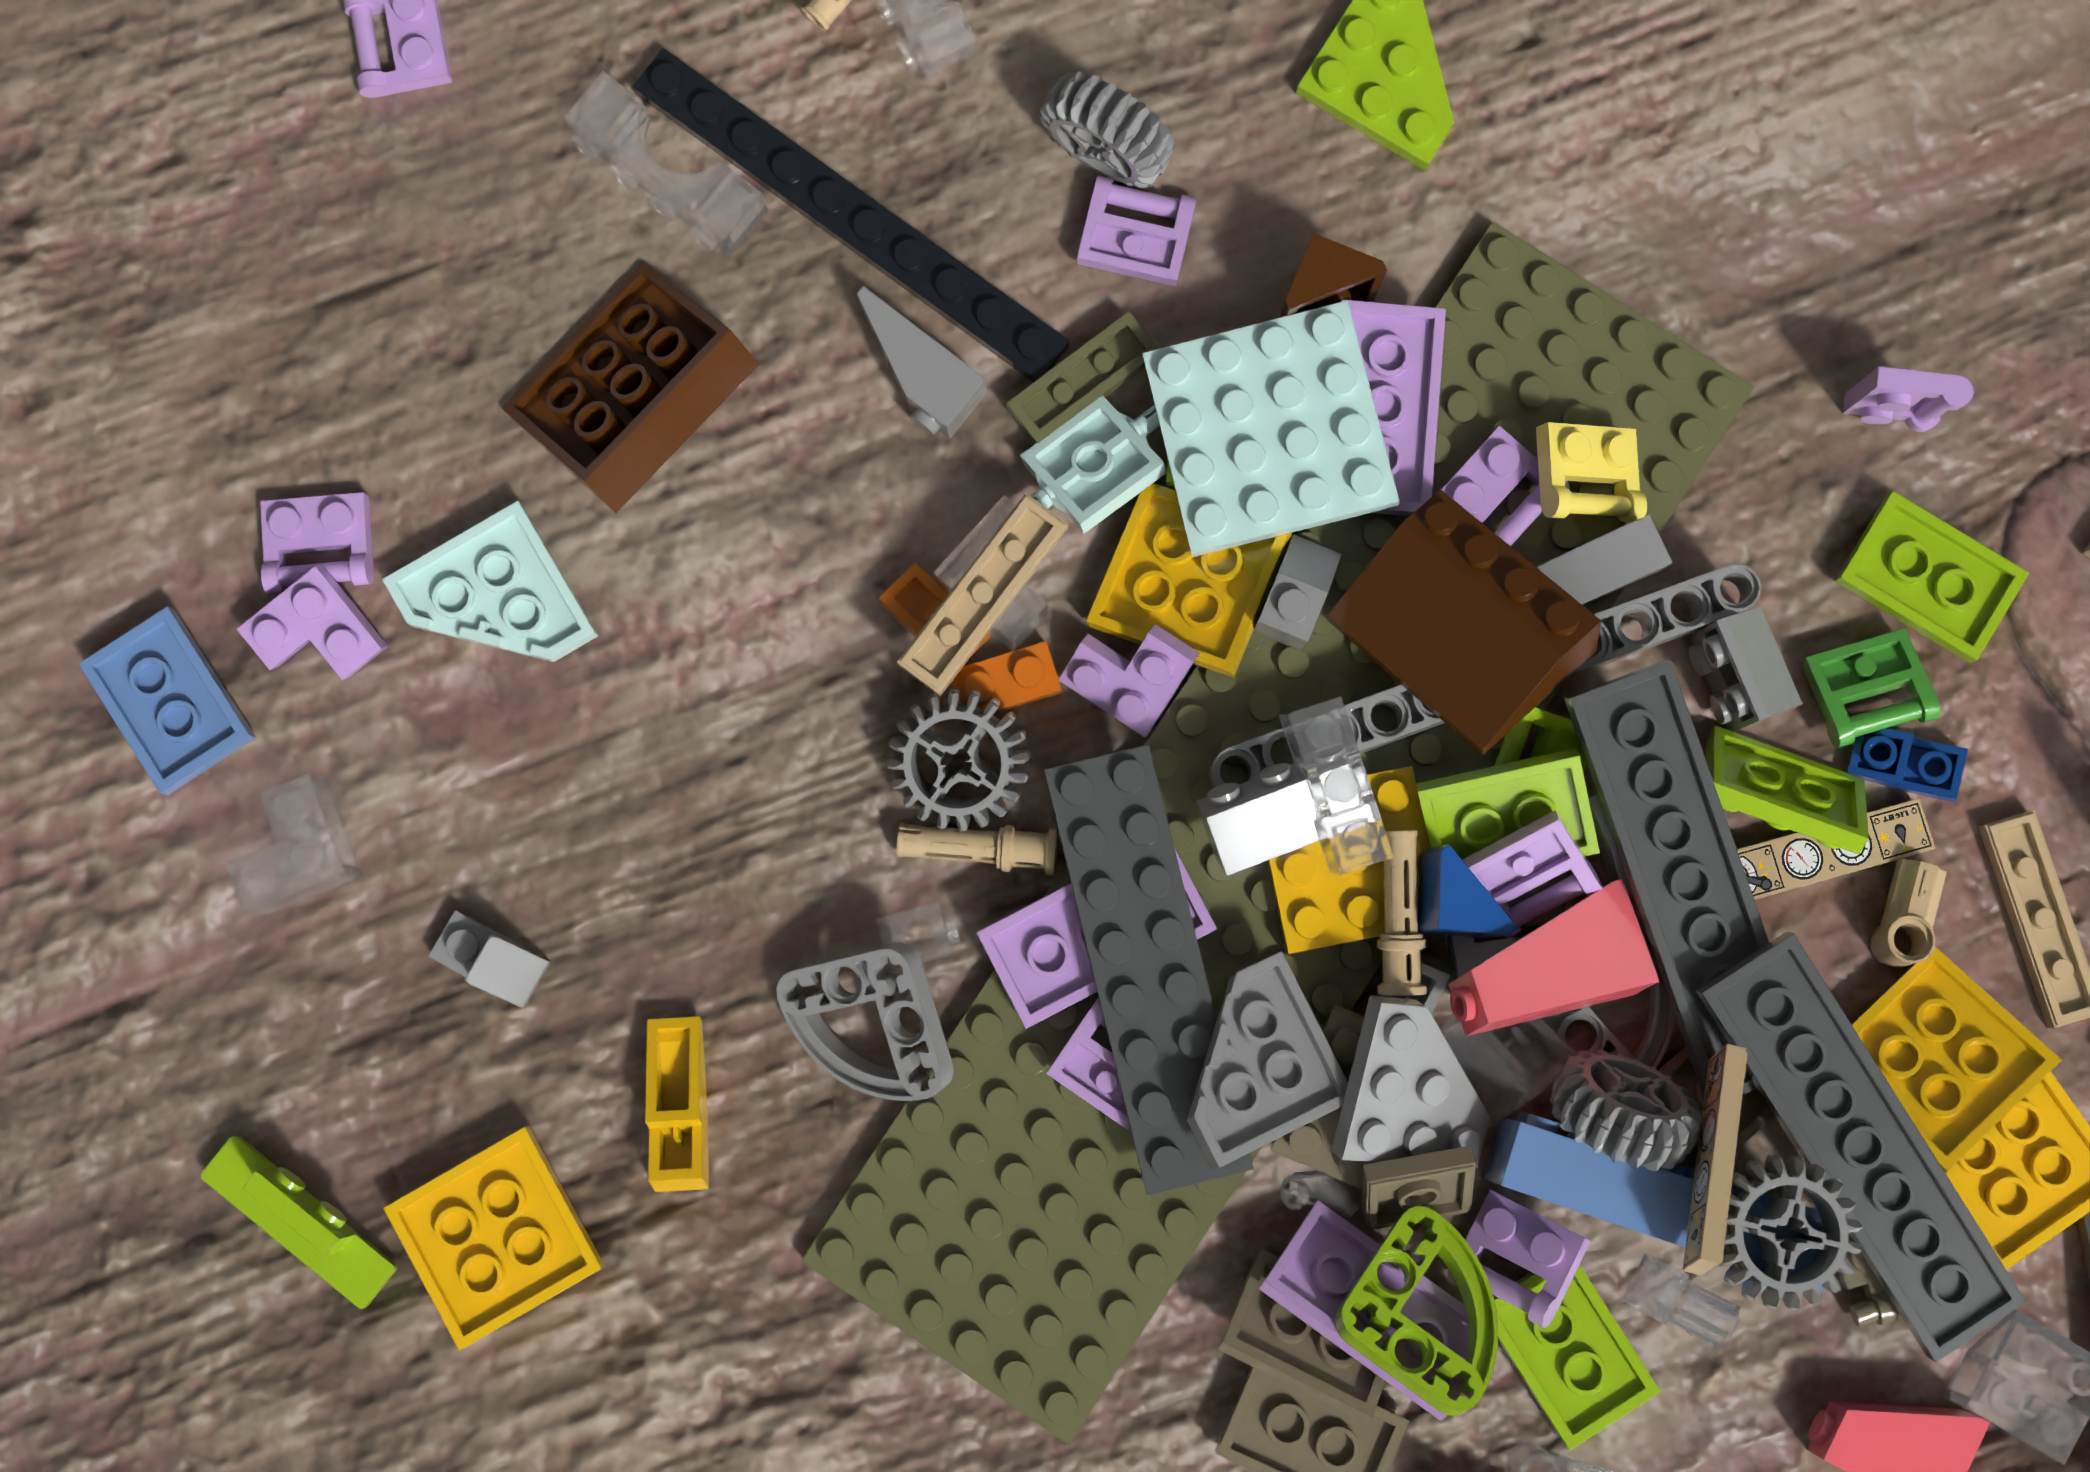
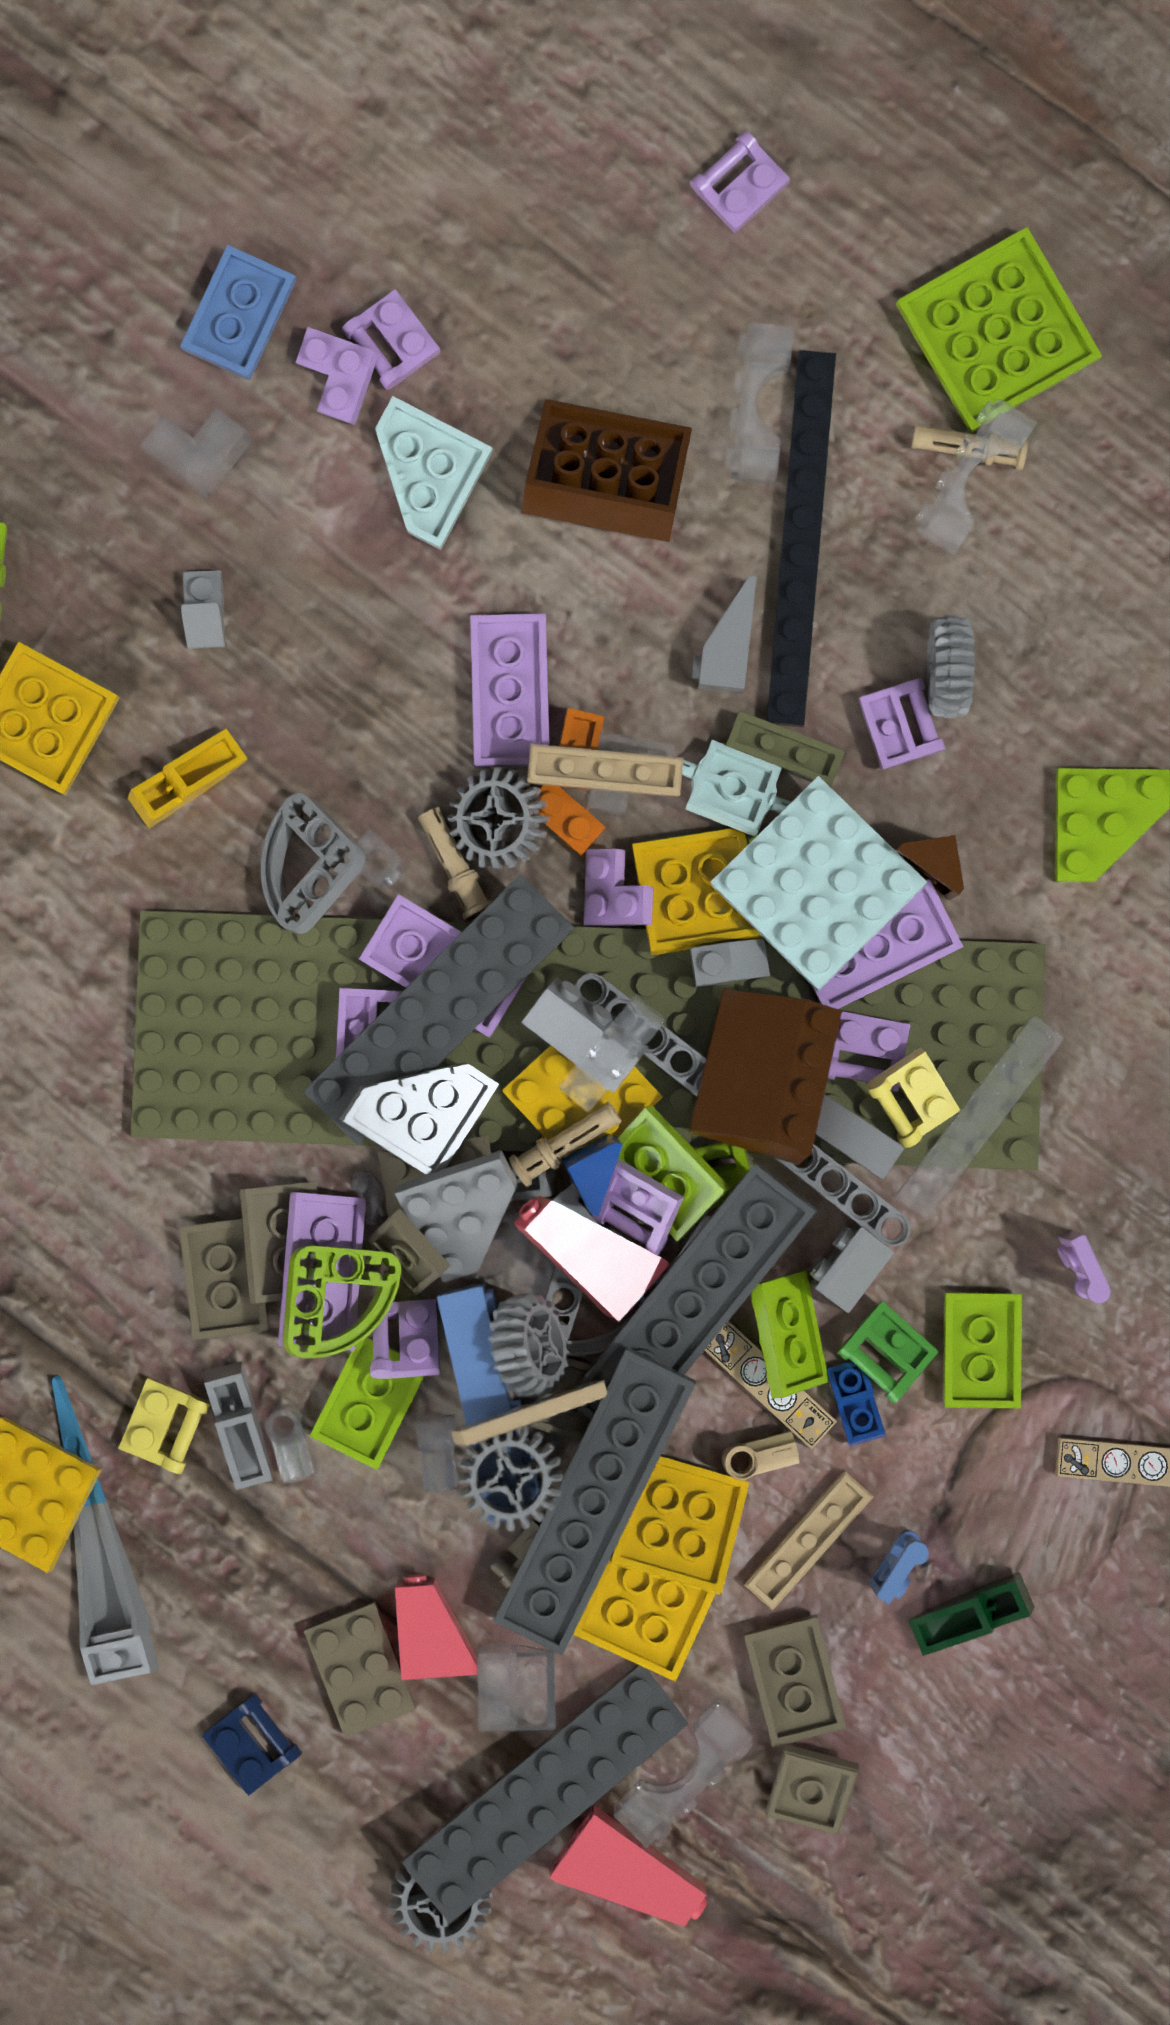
camera: 55 degrees right, 5 degrees up
(812, 654) = (508, 688): none -> lavender plate
(1658, 412) = (979, 1117): none -> clear plate

